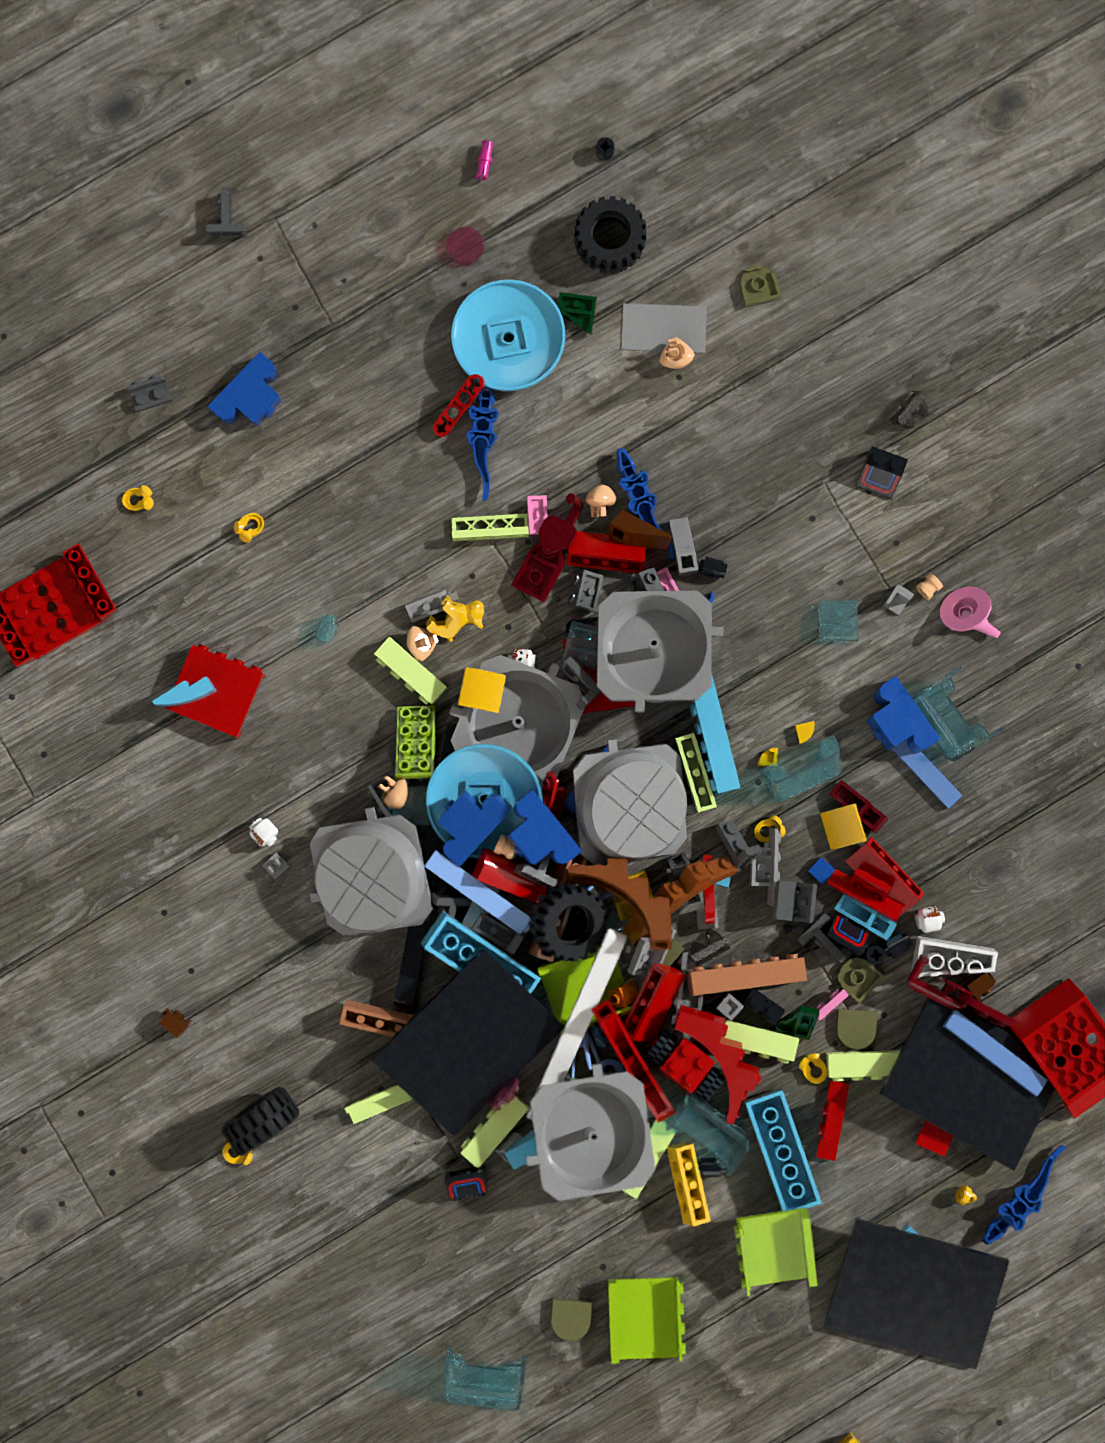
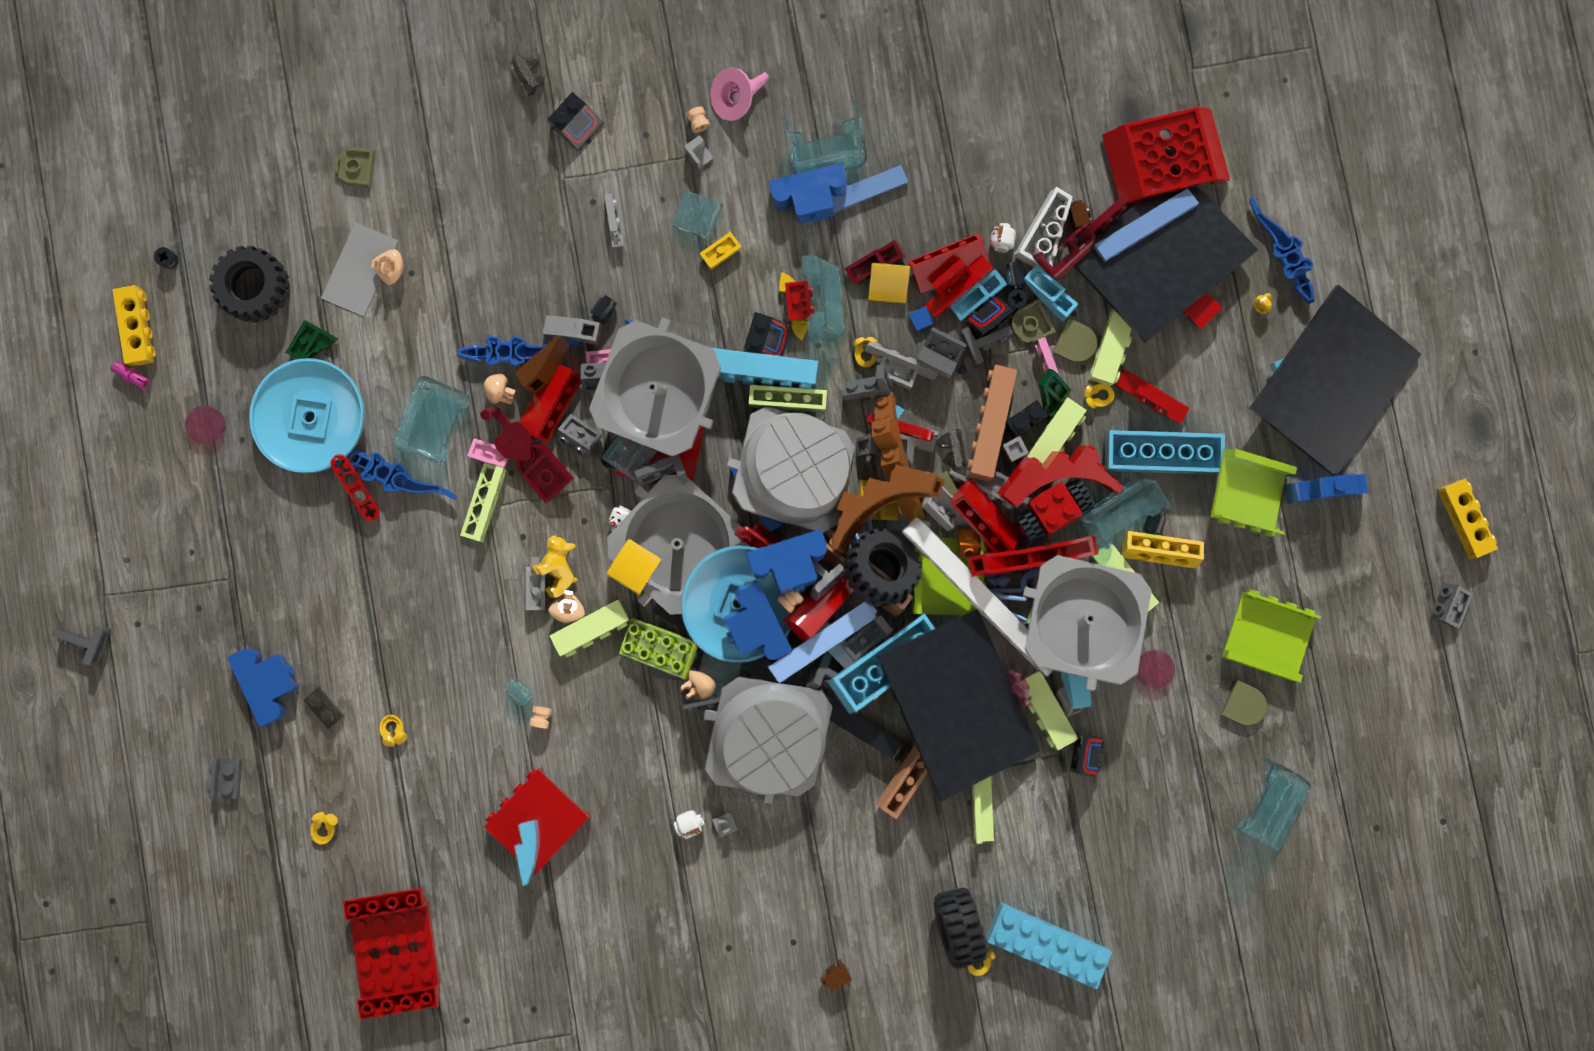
camera: 75 degrees left, 0 degrees up
(246, 456) = (323, 708): none -> clear smoke tile
(275, 1211) = (1048, 945): none -> medium azure brick
(312, 656) = (539, 717): none -> light nougat wheel
(547, 447) = (429, 419): none -> clear light blue windscreen
(552, 126) = (123, 299): none -> yellow brick
(572, 1219) = (1156, 669): none -> clear pink tile
(747, 731) = (767, 335): none -> black slope
(792, 747) = (798, 300): none -> red bracket
(799, 546) = (613, 222): none -> light grey hinge
(808, 1322) = (1327, 488): none -> blue brick
(812, 656) = (720, 250): none -> yellow plate
(893, 985) = (1050, 293): none -> medium azure slope

